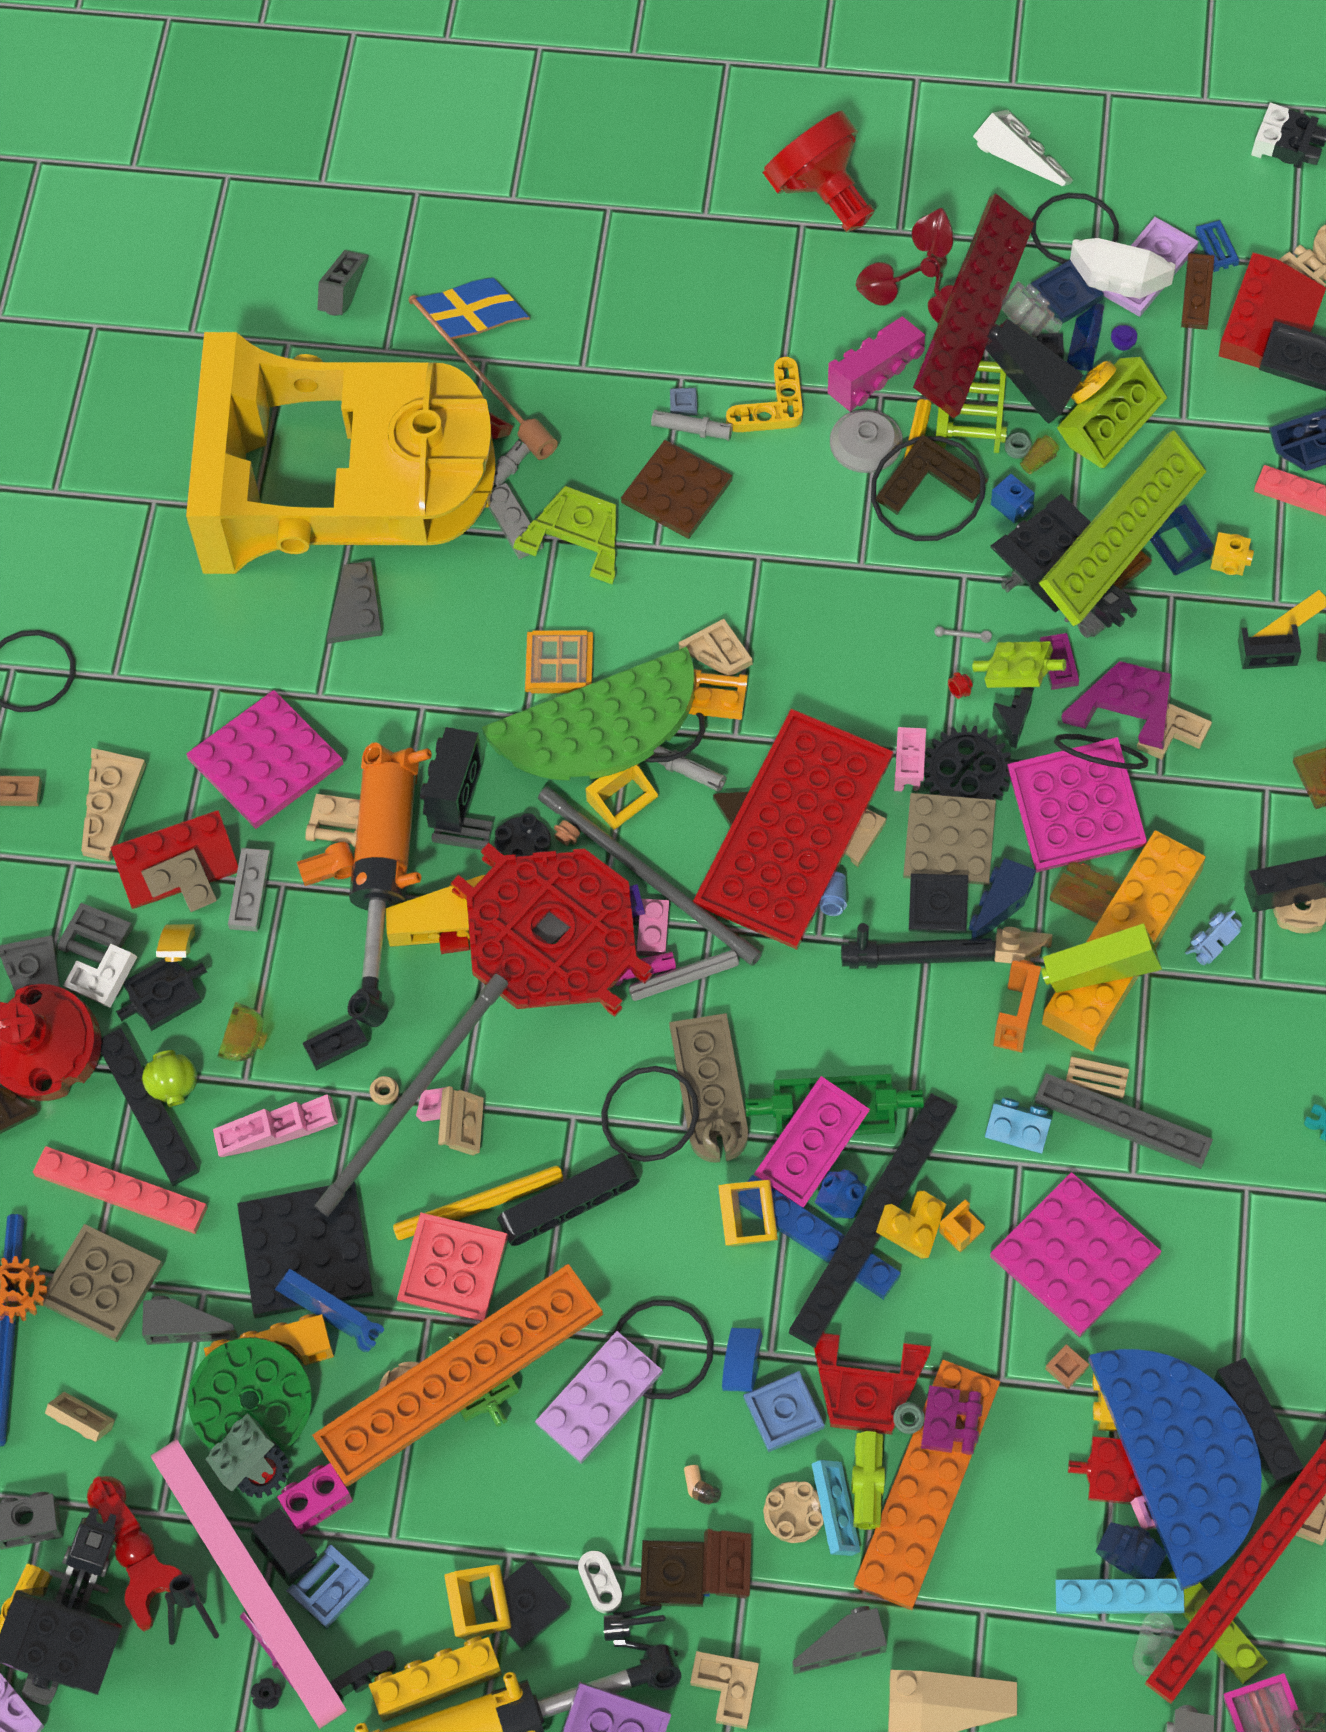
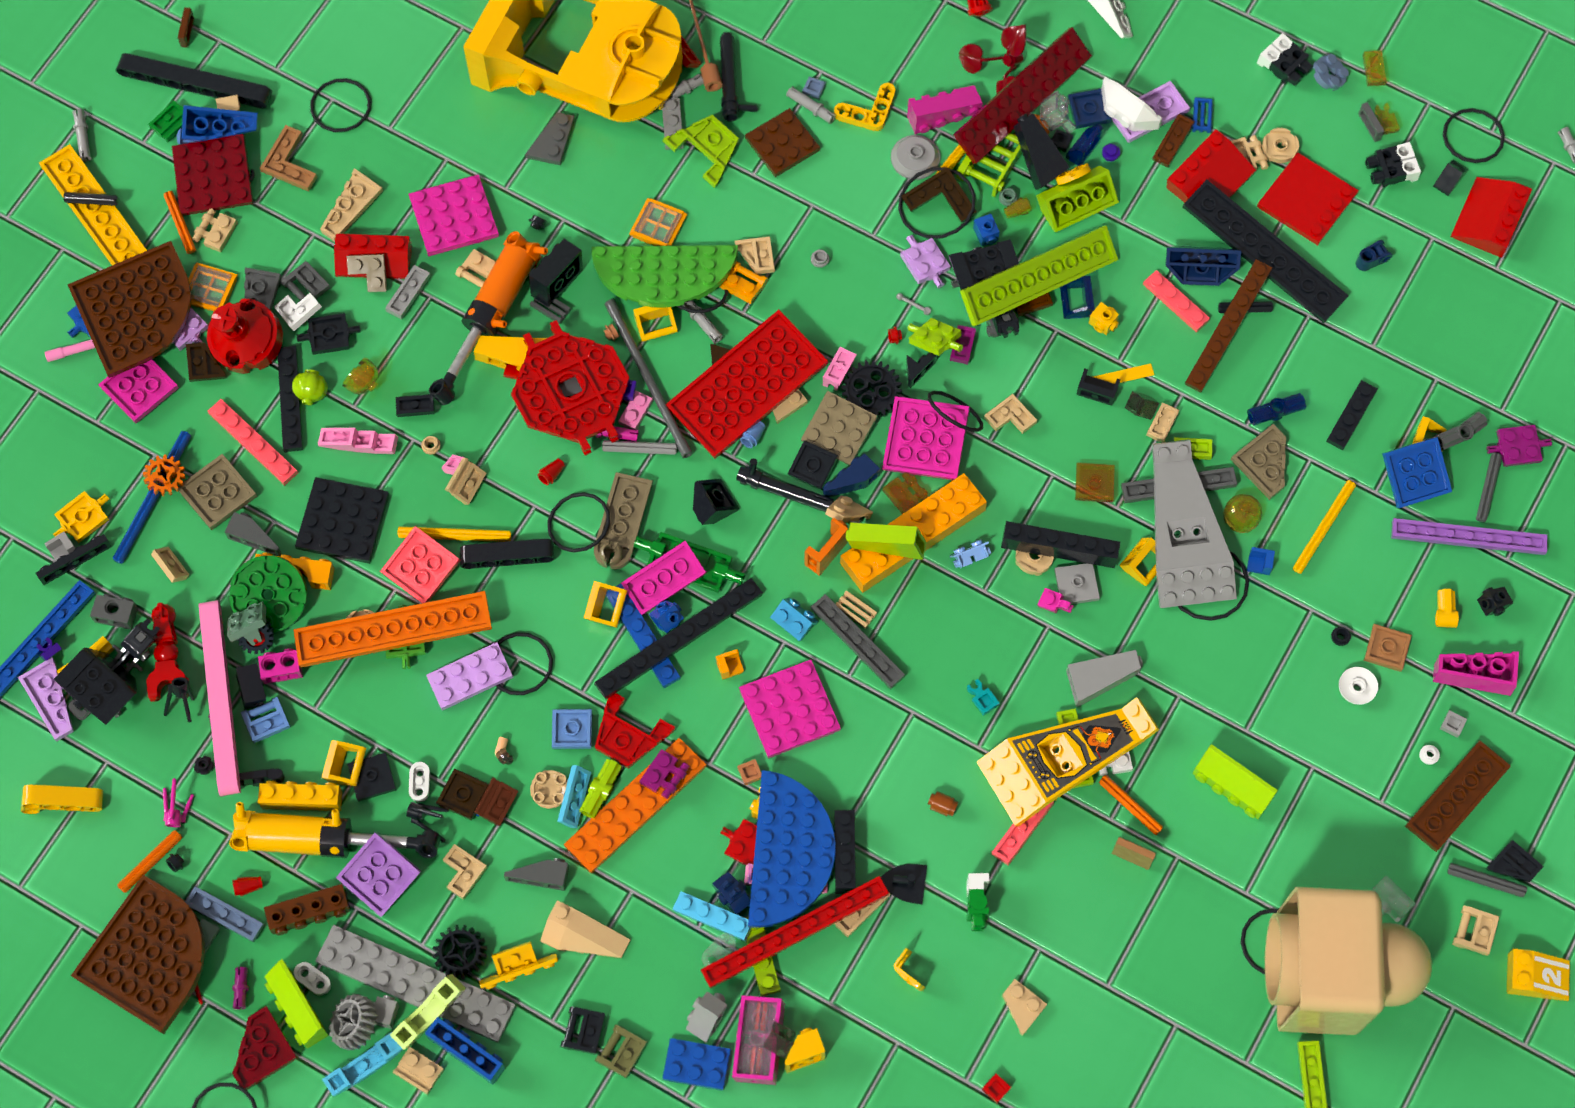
camera: 20 degrees right, 5 degrees up
(175, 941) = (348, 306): yellow slope -> none
(332, 1309) = (336, 560): blue tile -> none
(335, 863) = (459, 295): orange piece -> none
(337, 1190) = (373, 493): dark grey piece -> none
(389, 723) = (537, 222): none -> black plate
(522, 836) = (583, 324): black dish -> none
(575, 1059) = (550, 472): none -> red cone
(578, 460) = (730, 101): none -> black cylinder
(741, 1359) = (560, 689): blue slope -> none
(806, 622) = (819, 258): none -> light grey plate
(825, 1009) = (712, 501): none -> black slope
(911, 1408) = (640, 756): sand green plate -> none
(913, 1230) = (702, 655): yellow plate -> none
(950, 571) = (925, 261): none -> lavender plate
(1062, 197) = (1119, 45): black piece -> none
(1131, 692) = (997, 381): magenta wing -> none

